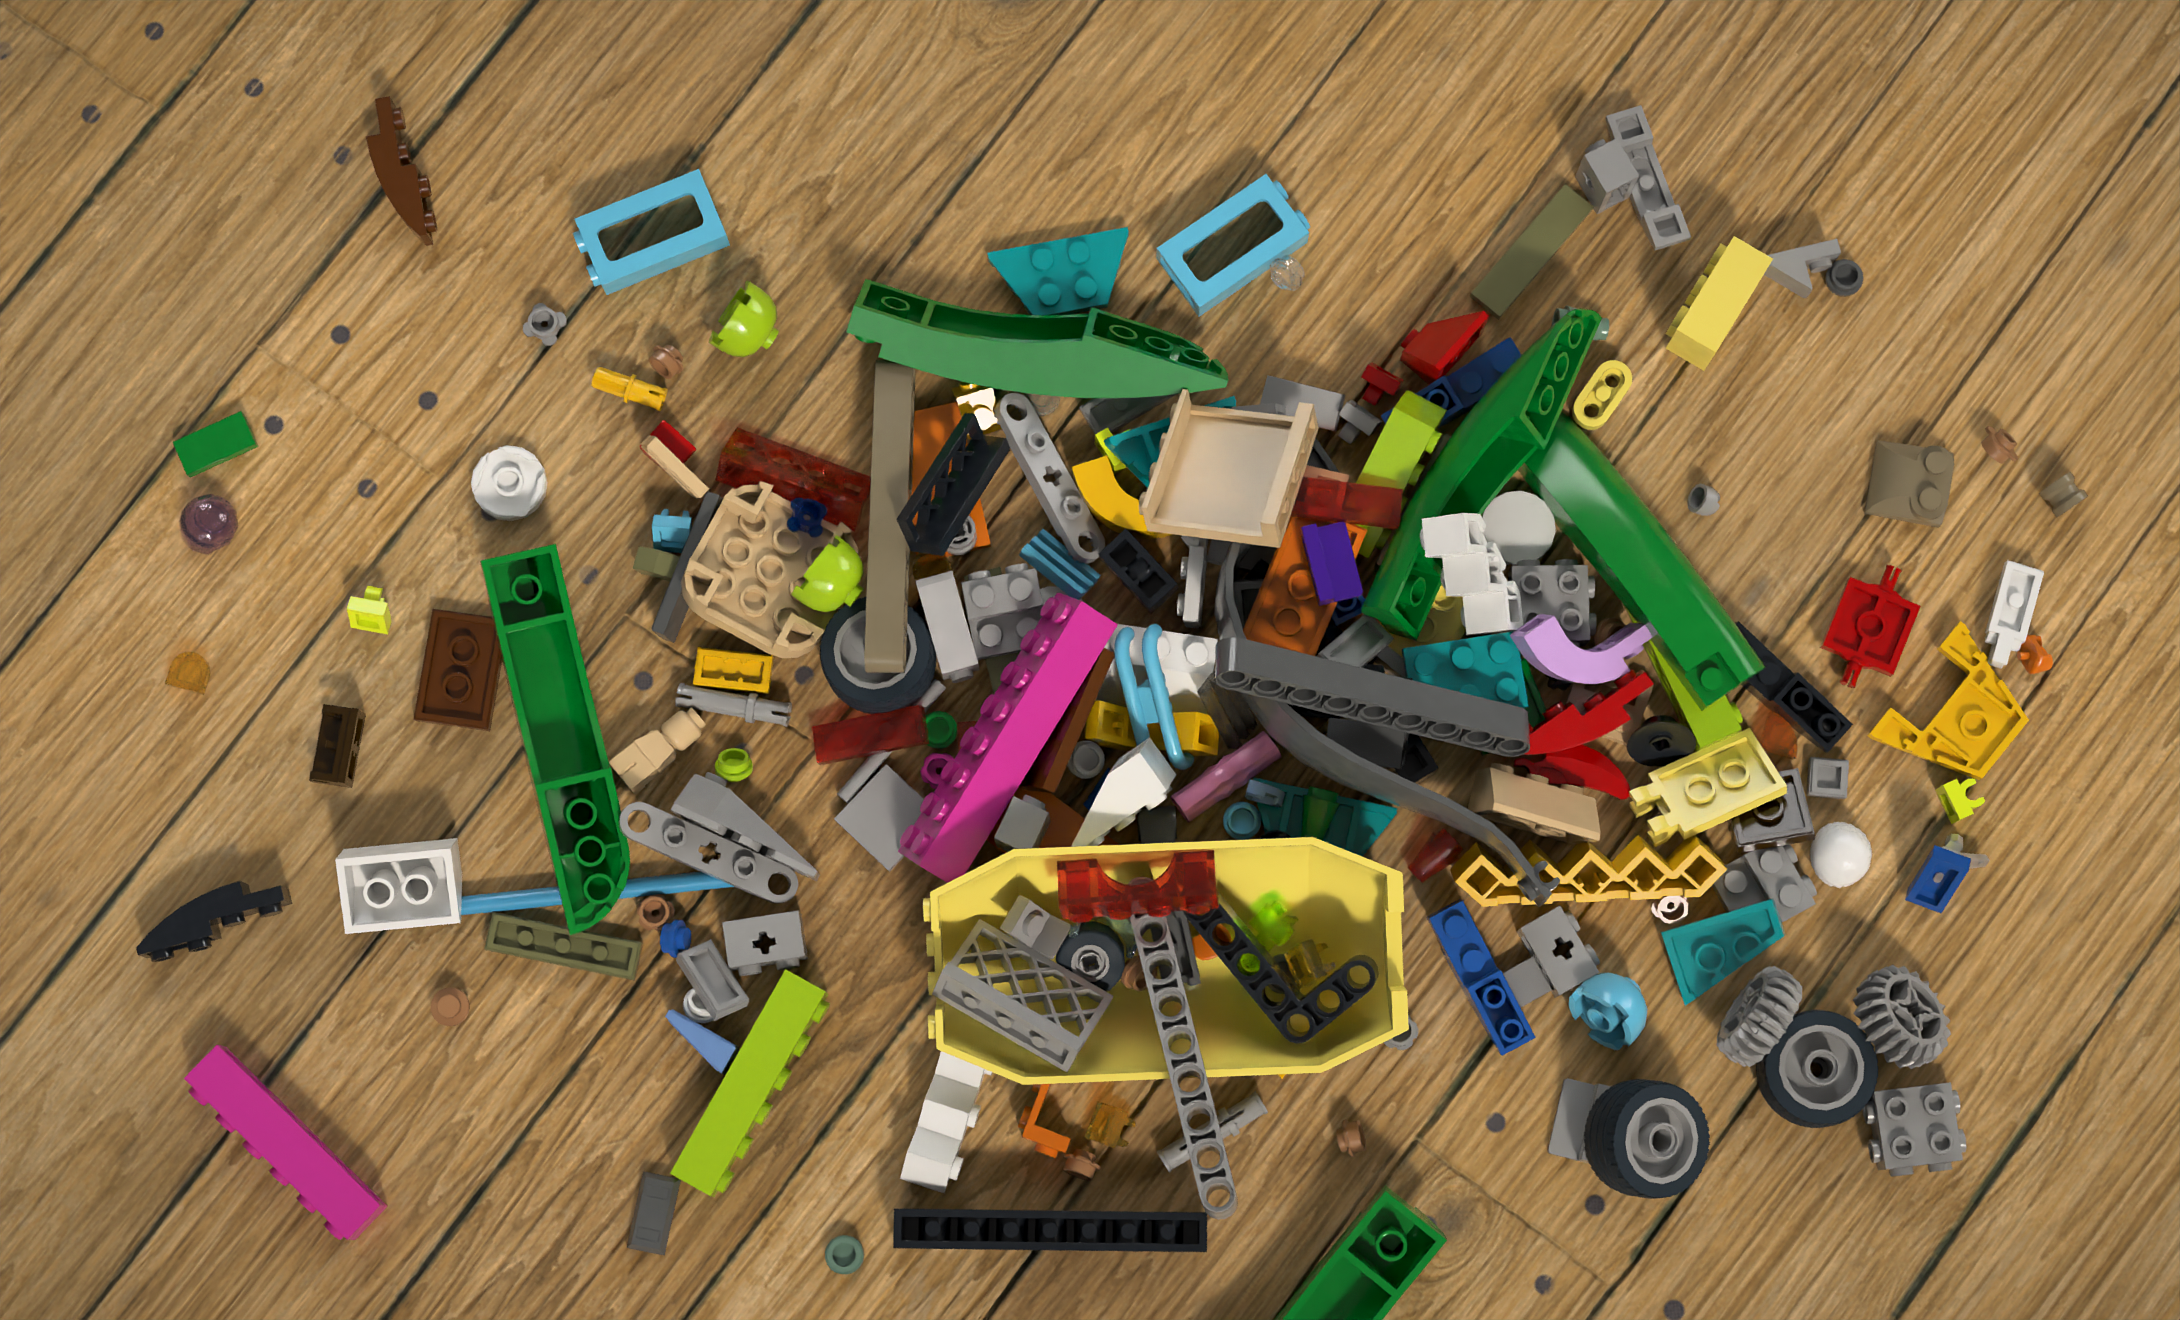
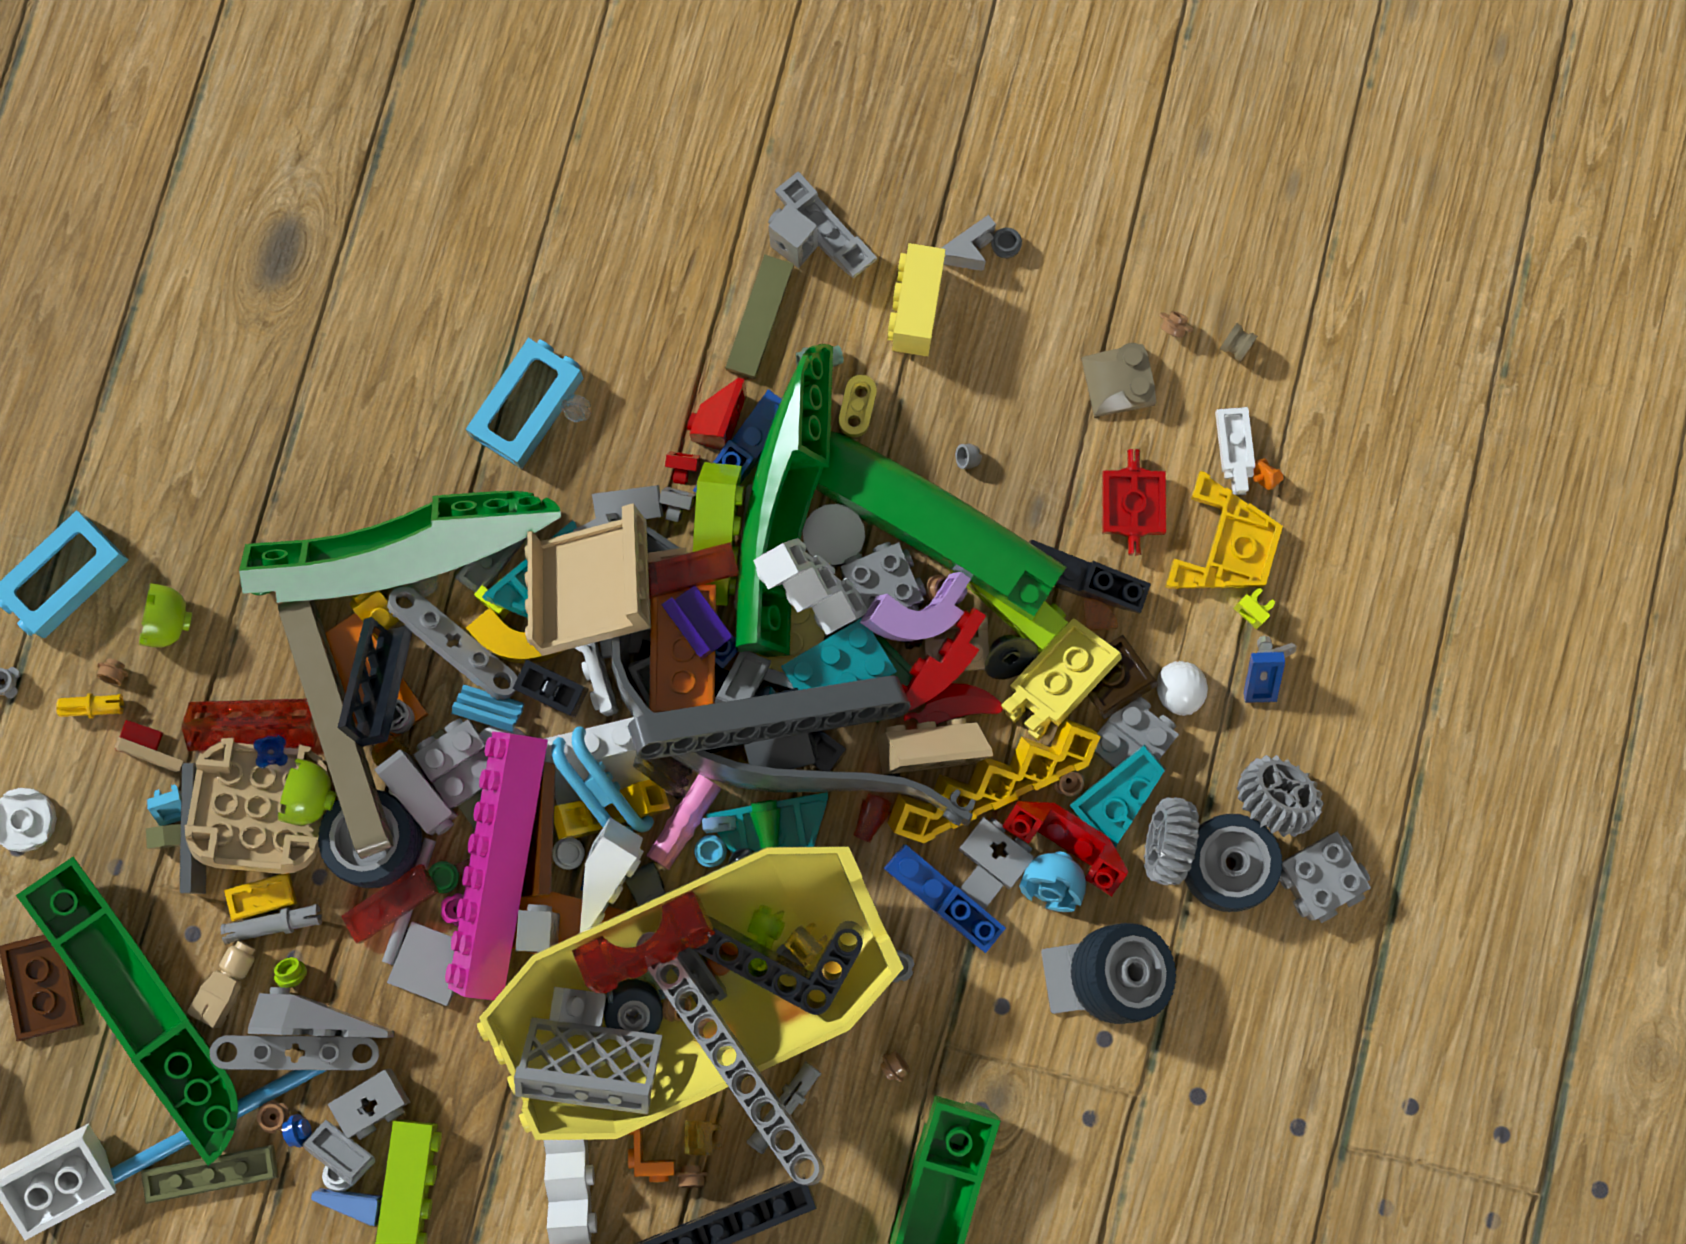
camera: 25 degrees left, 0 degrees up
(1063, 273) = (402, 477): teal wing -> none
(1650, 966) = (1073, 835): none -> red slope
(1827, 778) = (1148, 632): light grey tile -> none

